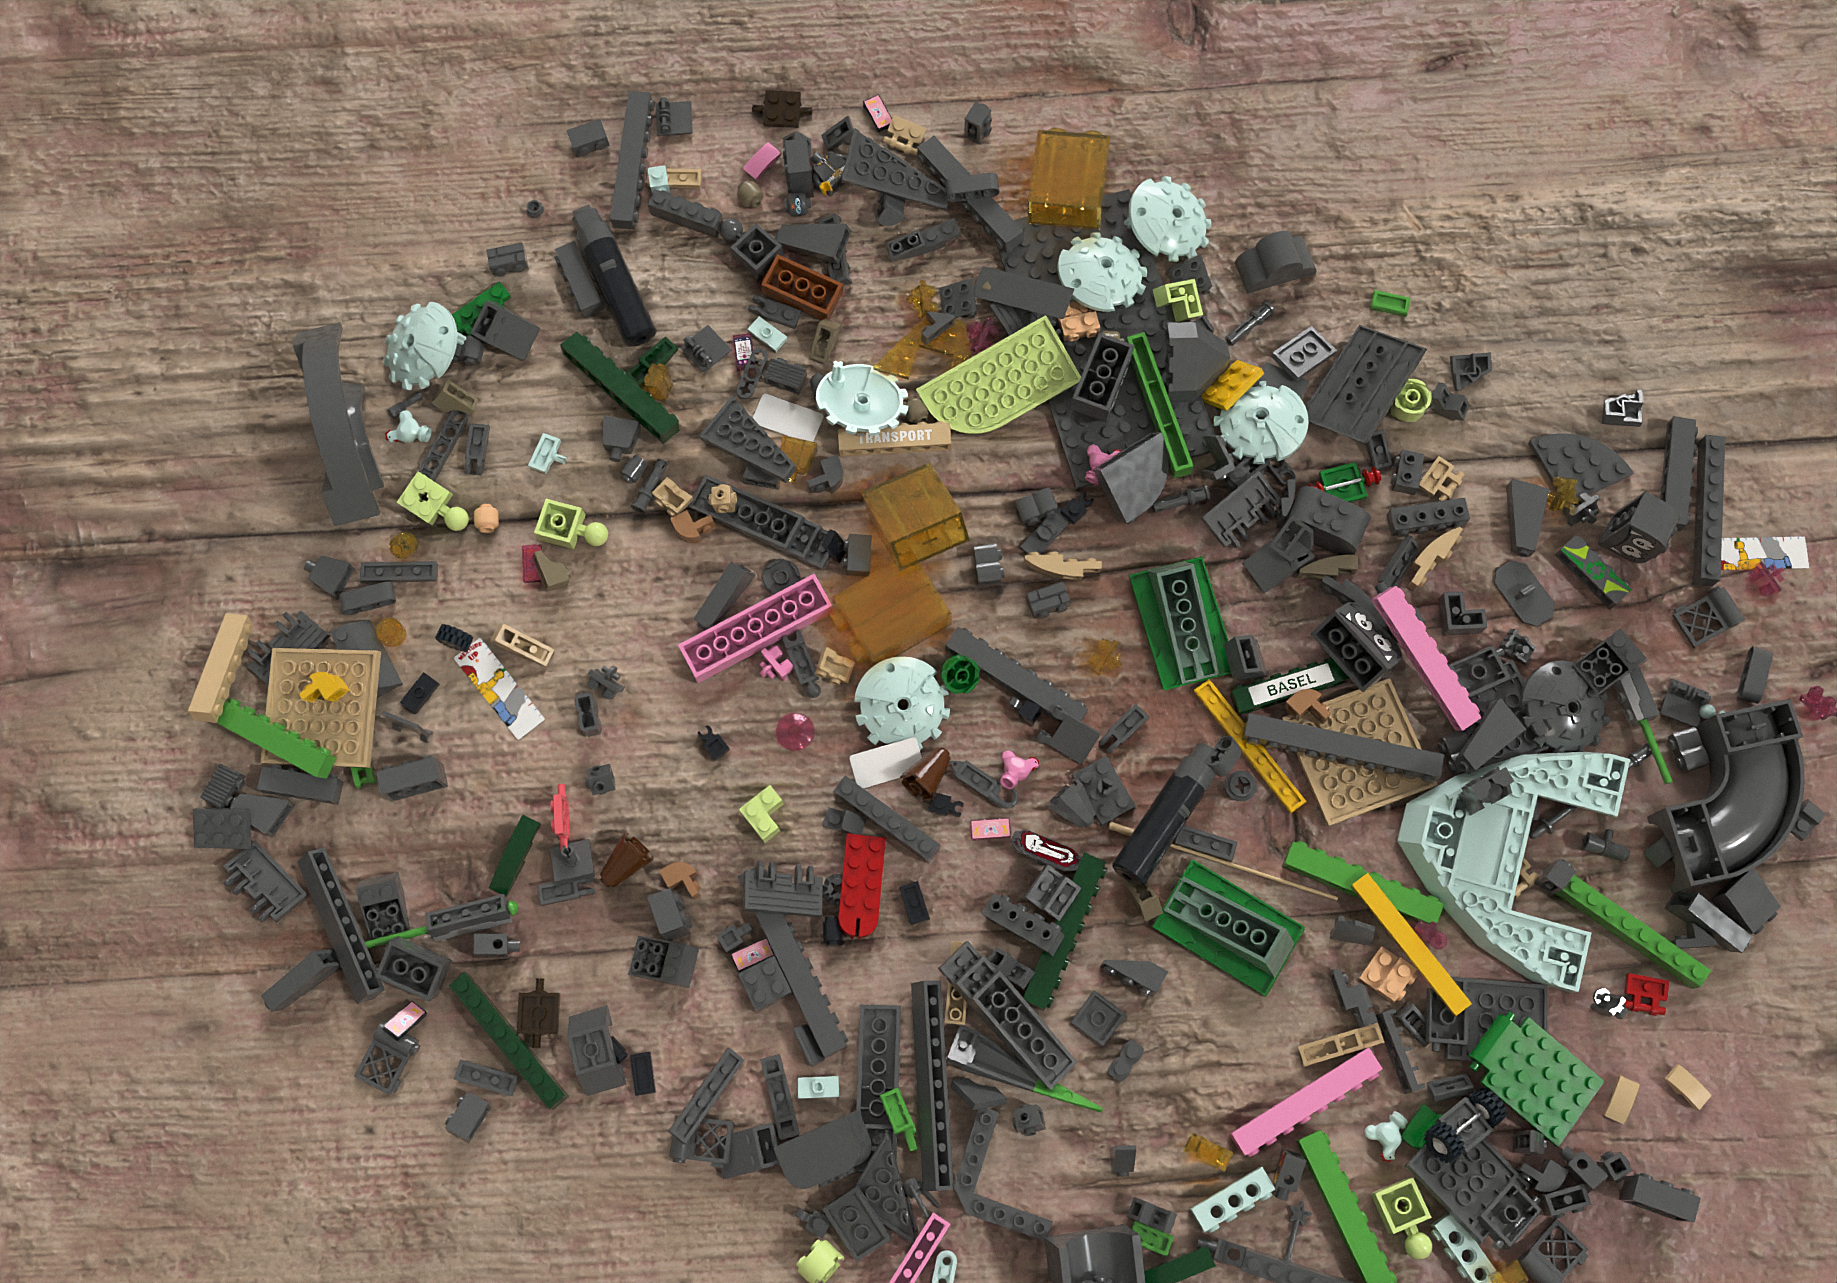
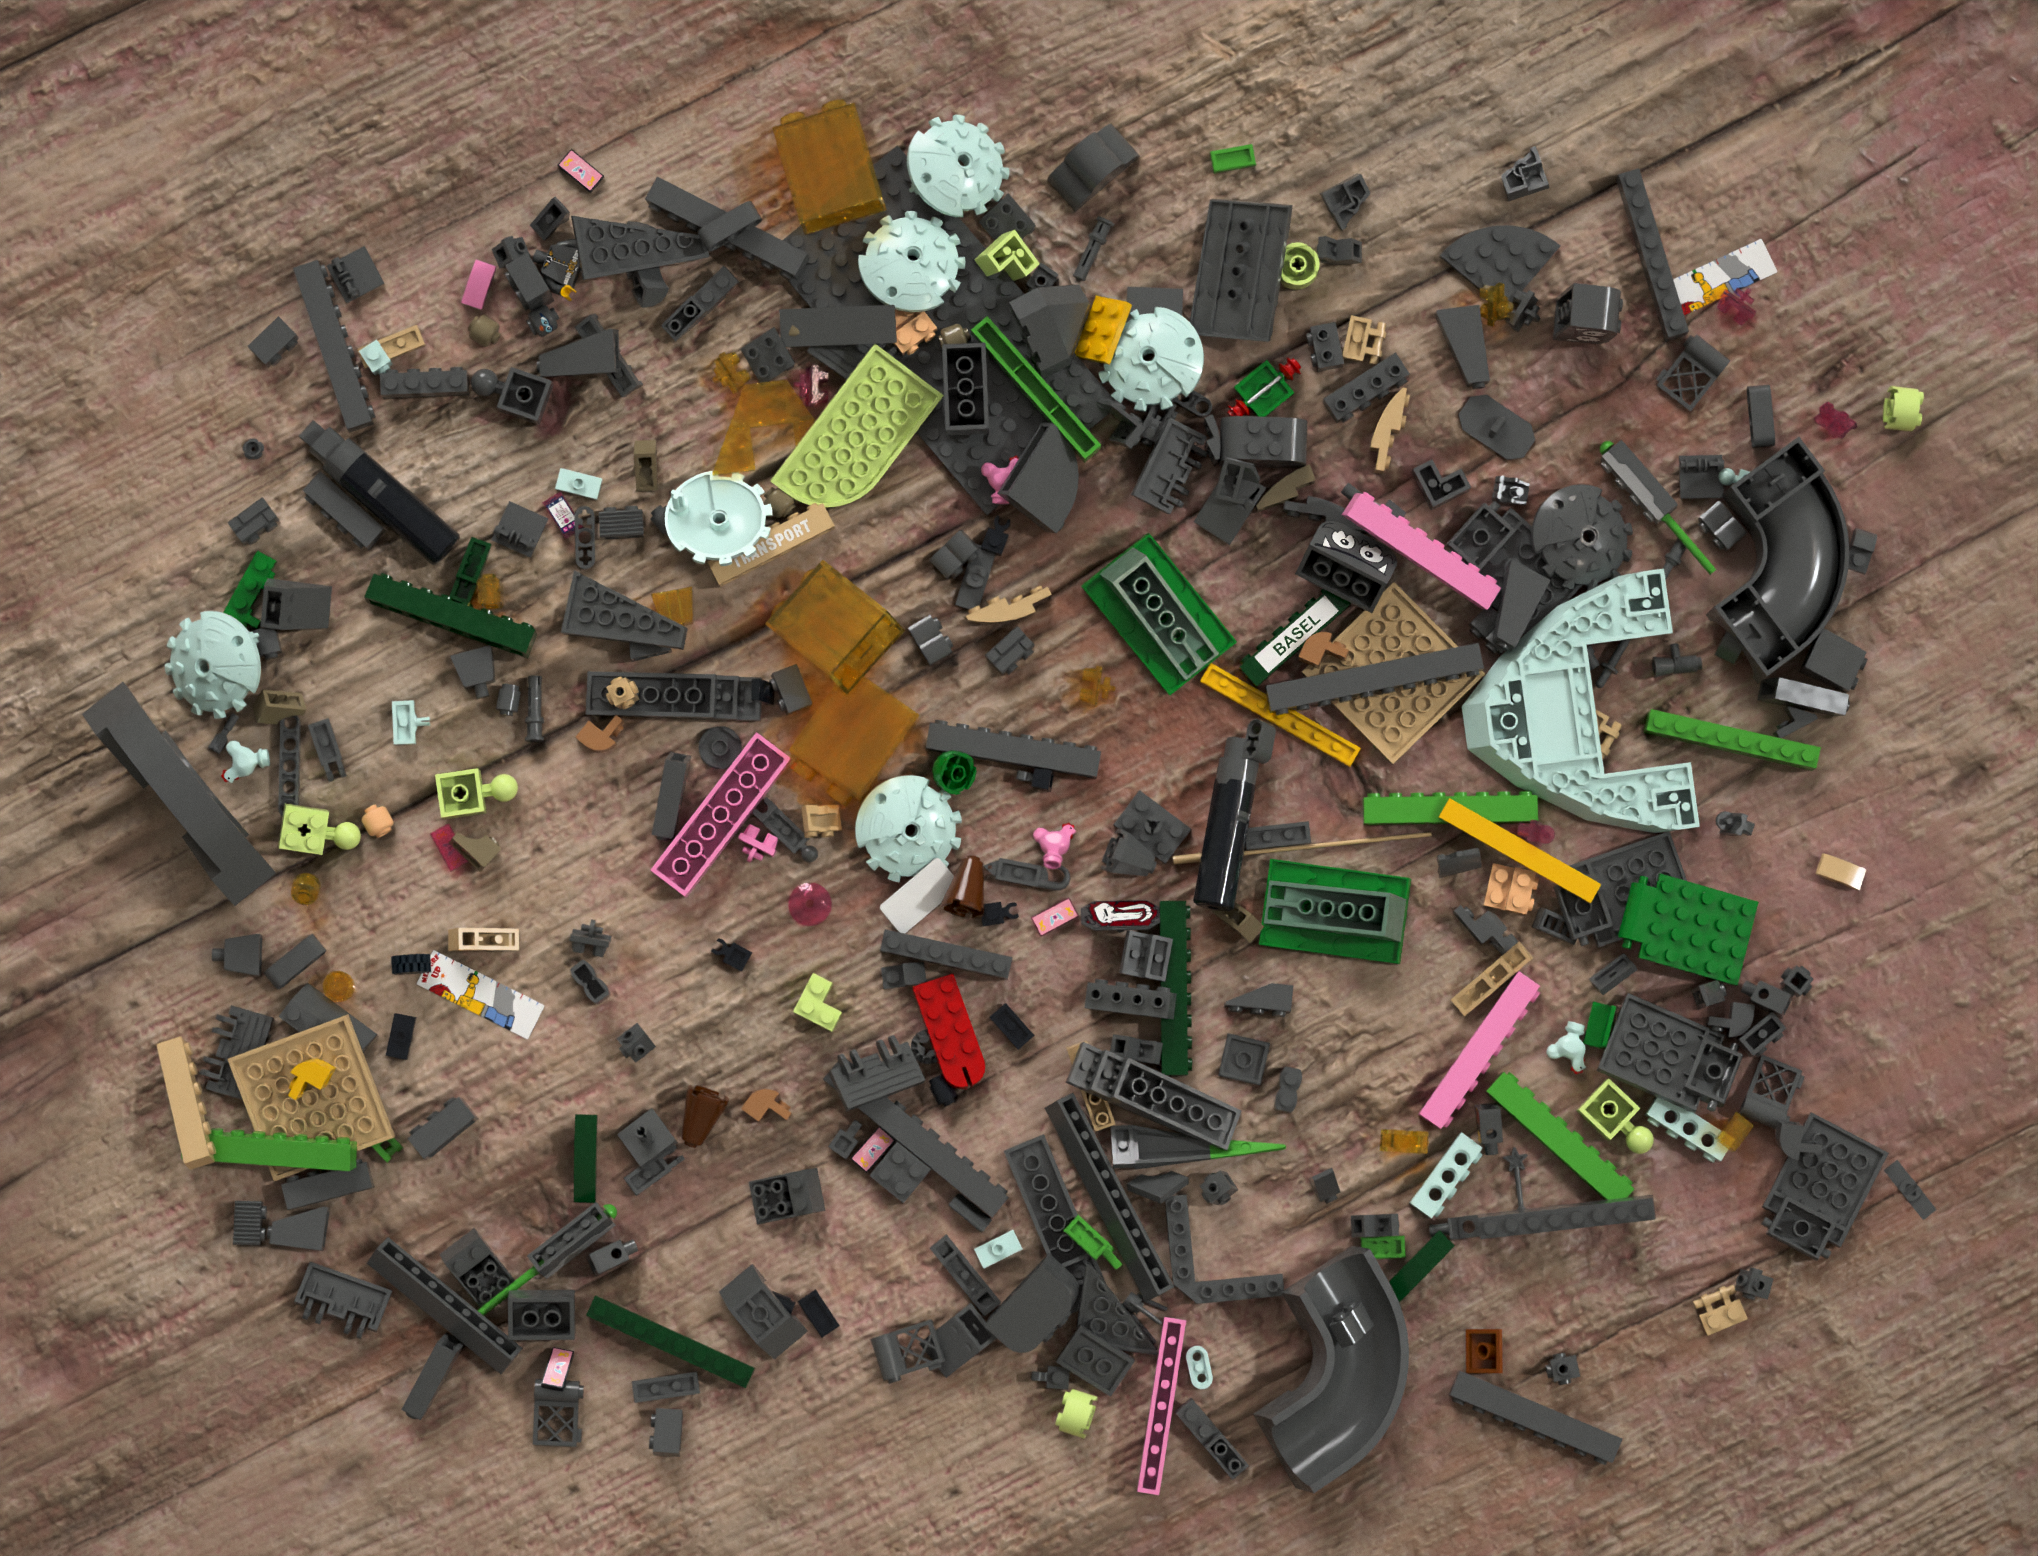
camera: 30 degrees left, 10 degrees up
(222, 828) = (272, 1264): dark grey plate -> none
(398, 572) = (313, 919): dark grey plate -> none
(398, 722) = (396, 1076): dark grey flag -> none
(538, 1013) = (686, 1302): dark brown plate -> none
(561, 824) = (610, 1092): coral plate -> none
(669, 914) = (774, 1148): dark grey brick -> none
(671, 497) = (565, 713): tan cylinder -> none
(706, 1095) = (893, 1306): dark grey plate -> none
(776, 312) = (577, 454): dark grey hinge -> none
(782, 109) = (471, 212): dark brown plate -> none
(787, 418) = (644, 569): white sticker -> none
(802, 288) = (594, 417): dark orange brick -> none
(832, 476) = (724, 616): dark grey brick -> none
(906, 131) = (623, 180): tan plate -> none
(940, 323) = (763, 396): dark grey slope -> none
(978, 123) = (699, 140): dark grey brick -> none
(1072, 737) = (1096, 787): dark grey flag -> none
(1125, 727) = (1146, 751): dark grey hinge -> none
(1188, 497) = (1109, 473): dark grey pin -> none
(1245, 658) = (1239, 626): dark grey slope -> none
(1245, 778) = (1289, 750): dark grey gear -> none
(1303, 353) = (1164, 260): plate -> none
(1378, 450) = (1287, 334): dark grey slope -> none
(1398, 1052) = (1549, 962): dark grey hinge -> none
(1400, 562) = (1356, 452): dark grey plate -> none
(1465, 1125) = (1639, 1006): plate -> none
(1487, 789) = (1536, 663): dark grey piece -> none
(1555, 876) = (1636, 718): dark grey brick -> none
(1593, 572) = (1558, 375): dark grey brick -> none
(1610, 662) = (1608, 471): dark grey slope -> none
(1622, 1099) = (1782, 912): tan slope -> none
(1649, 988) = (1766, 790): red plate -> none
(1660, 1197) = (1849, 991): dark grey brick -> none
(1679, 466) = (1605, 226): dark grey brick -> none

